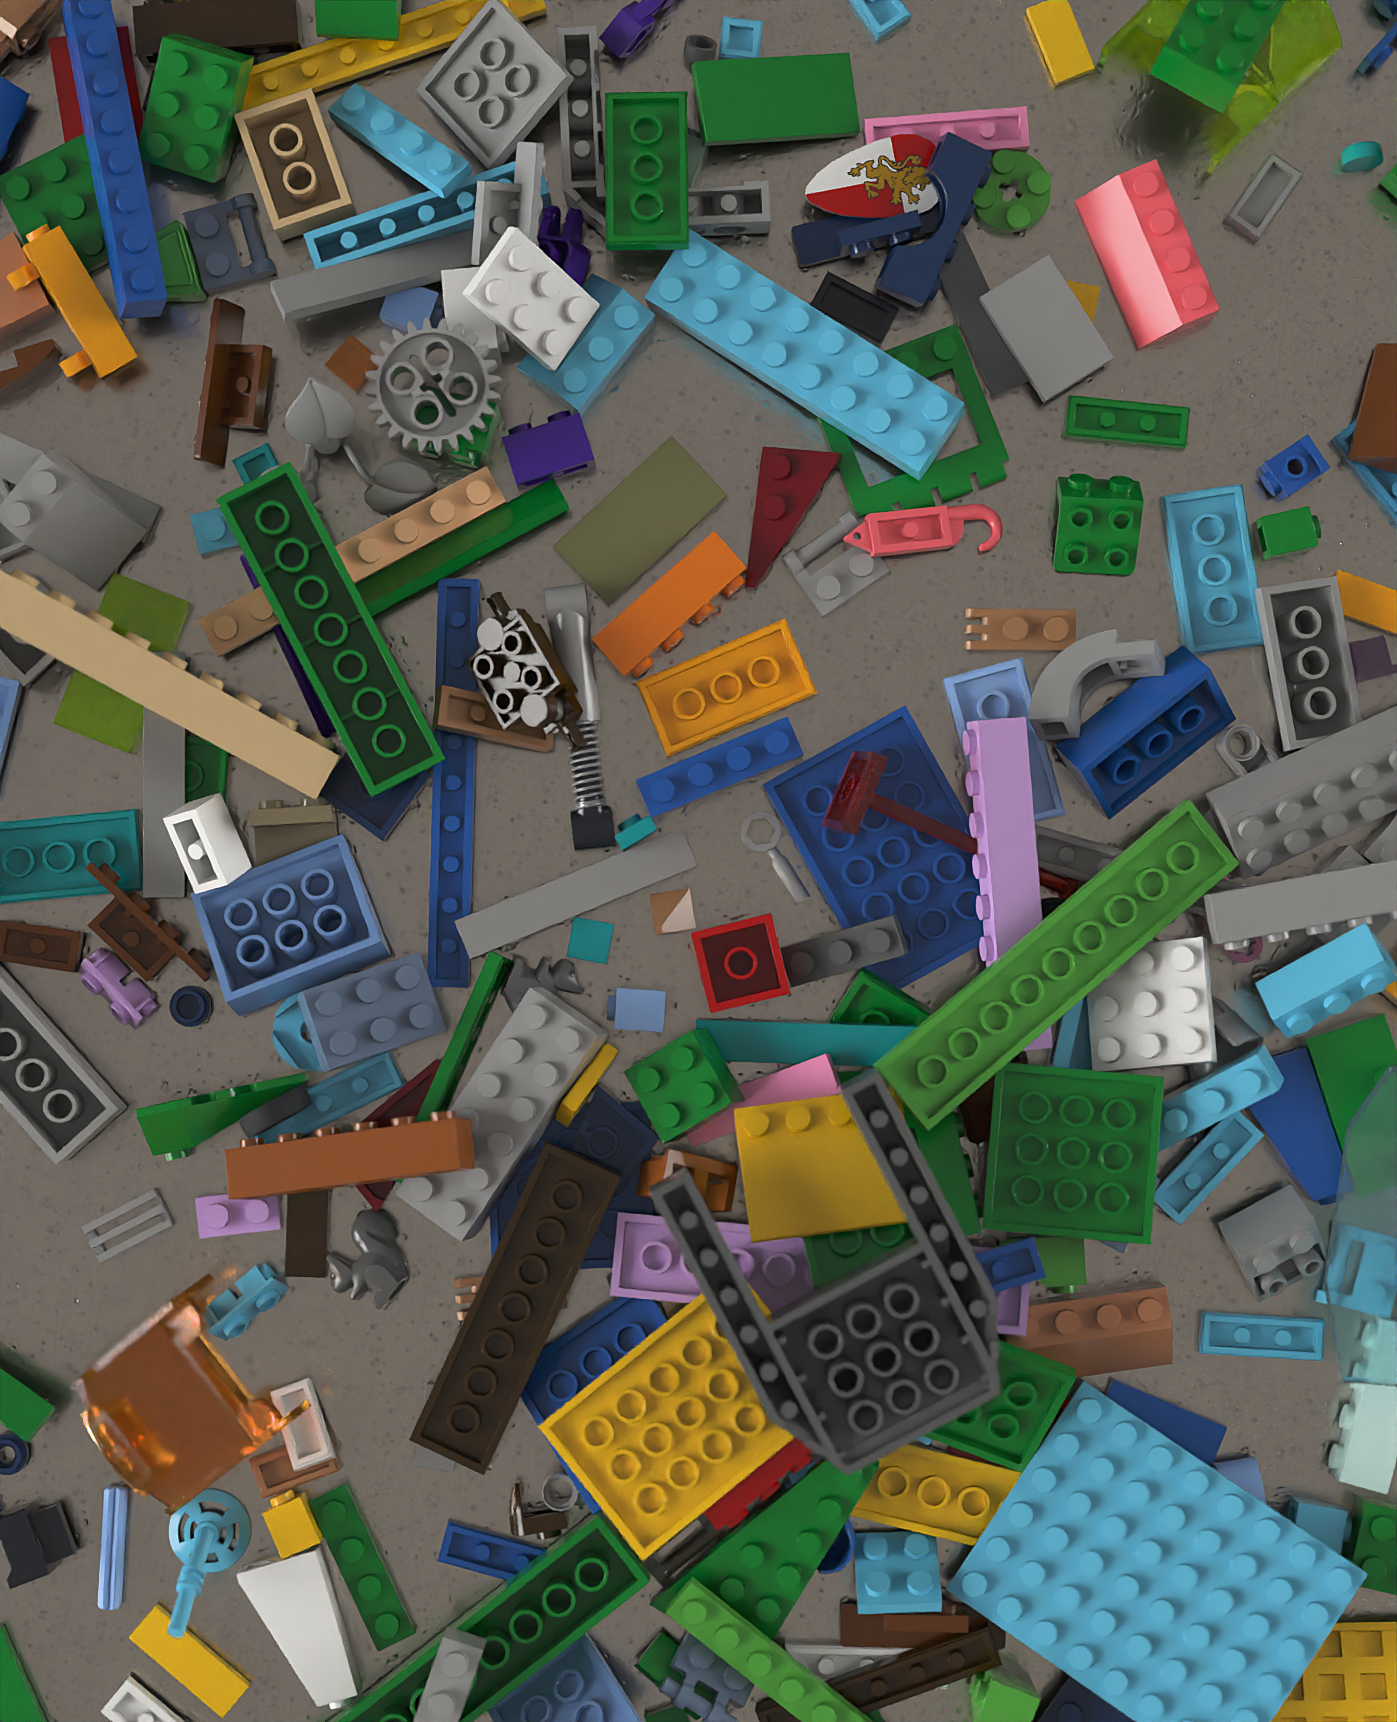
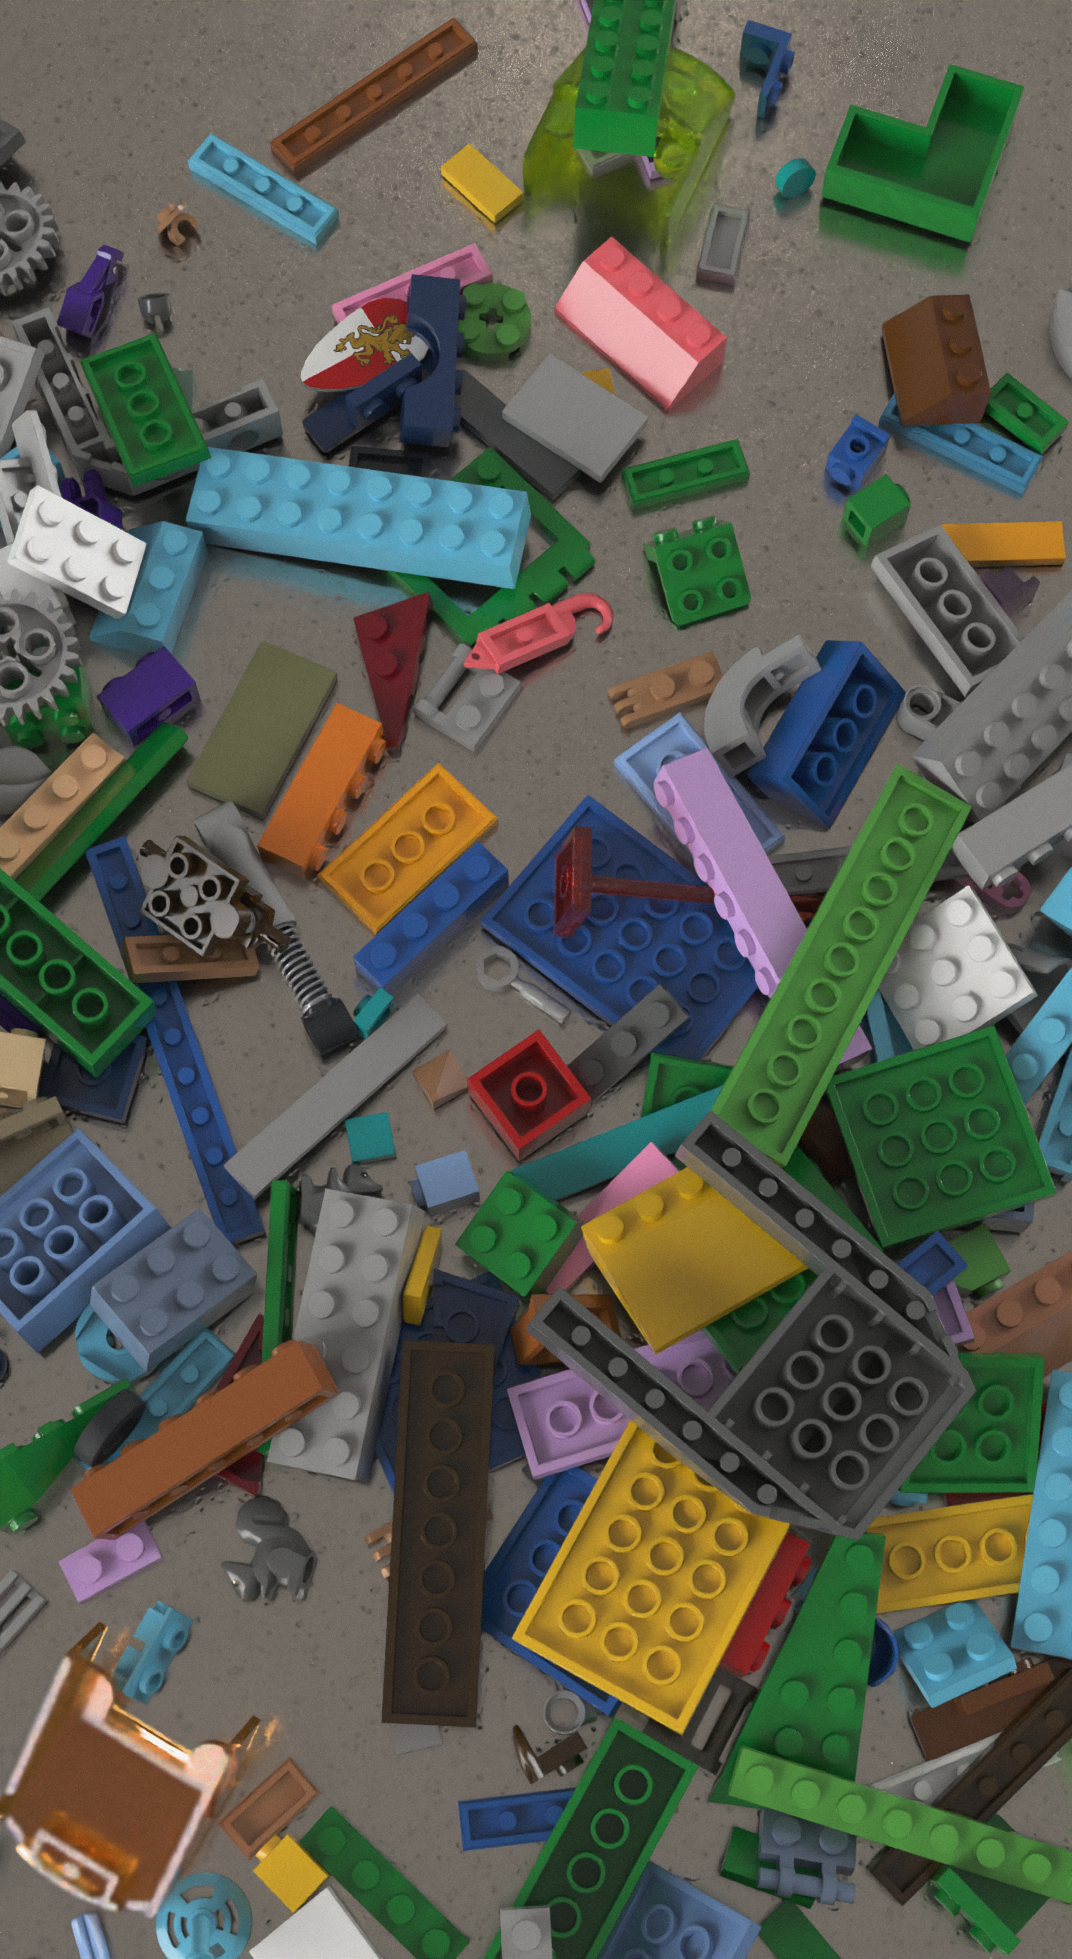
camera: 20 degrees left, 15 degrees down
(307, 1234) = (191, 1549): dark brown tile -> none
(307, 1434) = (267, 1762): white tile -> none
(740, 38) = (190, 286): medium azure tile -> none
(775, 99) = (241, 316): green tile -> none
(1212, 569) = (824, 569): medium azure tile -> none

